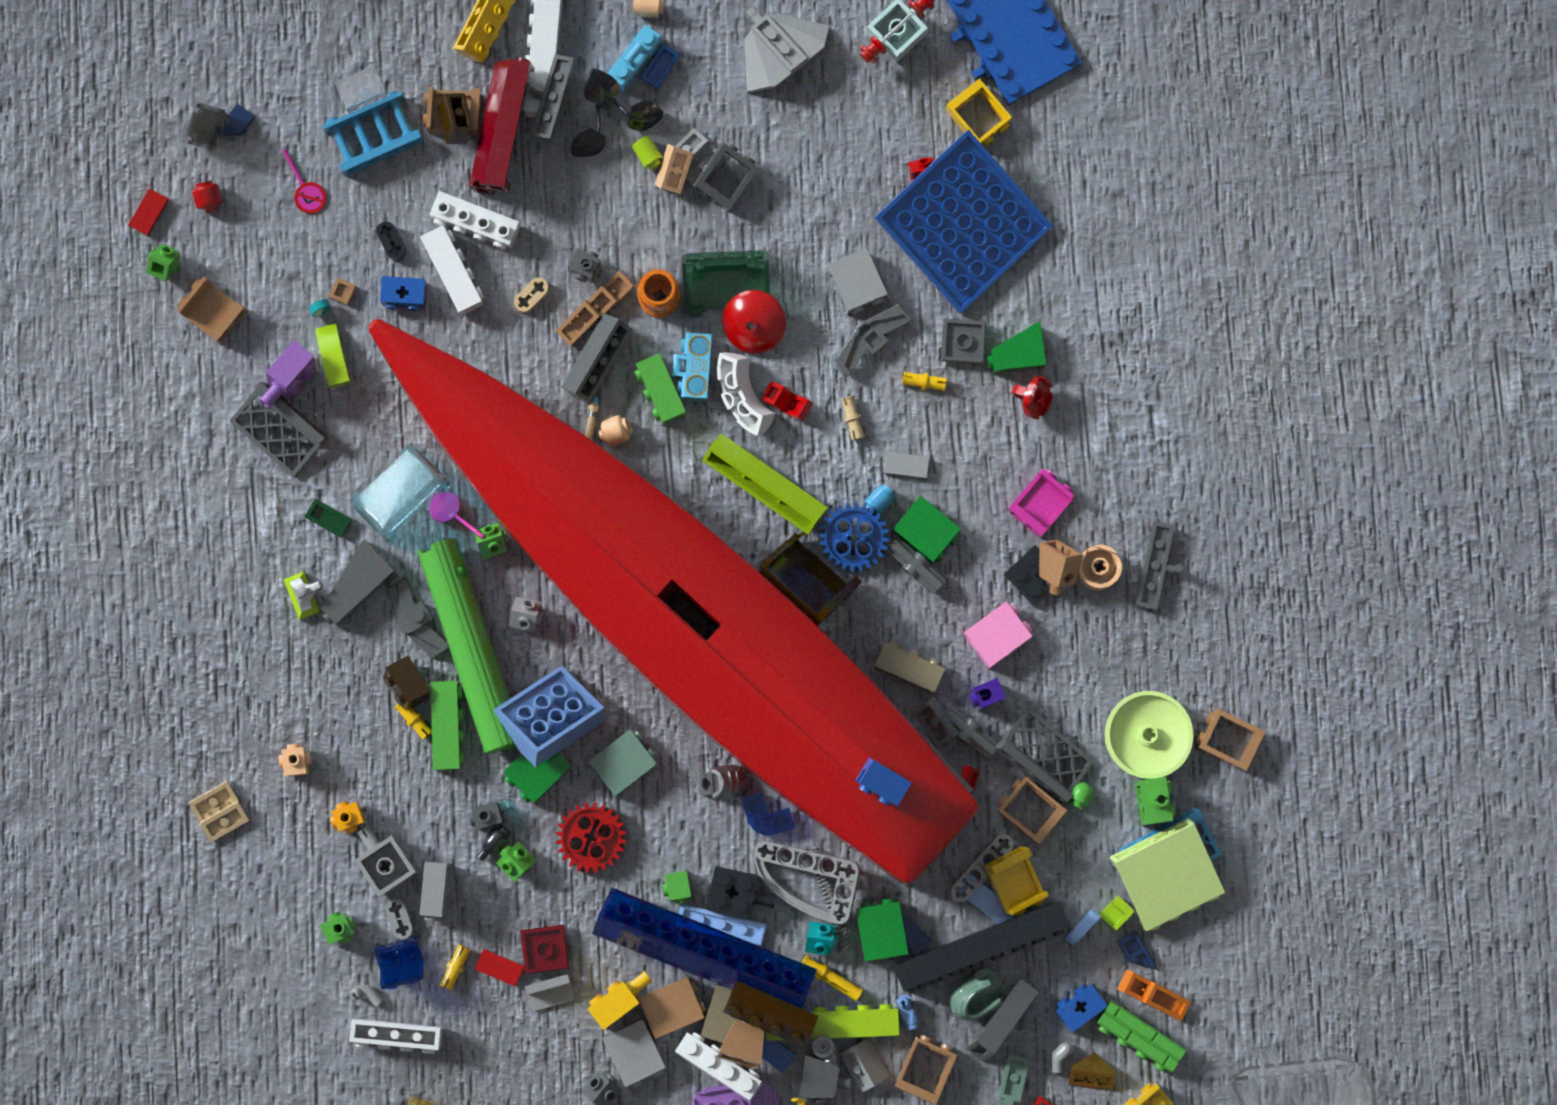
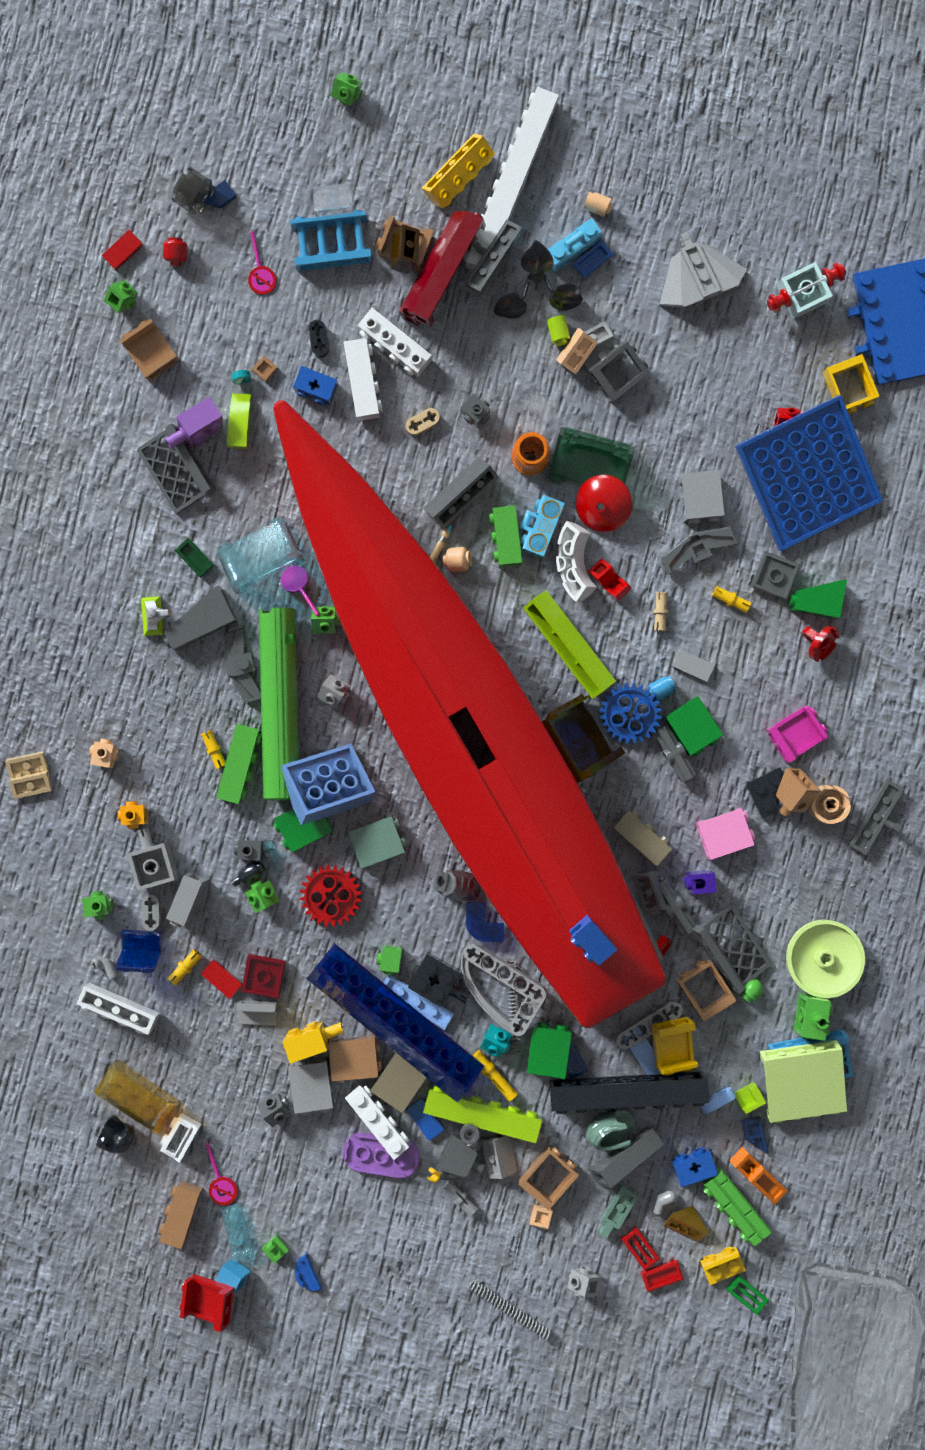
camera: 20 degrees right, 5 degrees up
(406, 683) = (216, 718): dark brown brick -> none
(592, 310) = (470, 450): medium nougat slope -> none
(743, 1045) = (404, 1110): medium nougat torso -> none
(770, 1014) = (434, 1095): dark brown brick -> none
(908, 1014) = (548, 1125): medium blue arm -> none
(1250, 749) = (905, 997): medium nougat window -> none

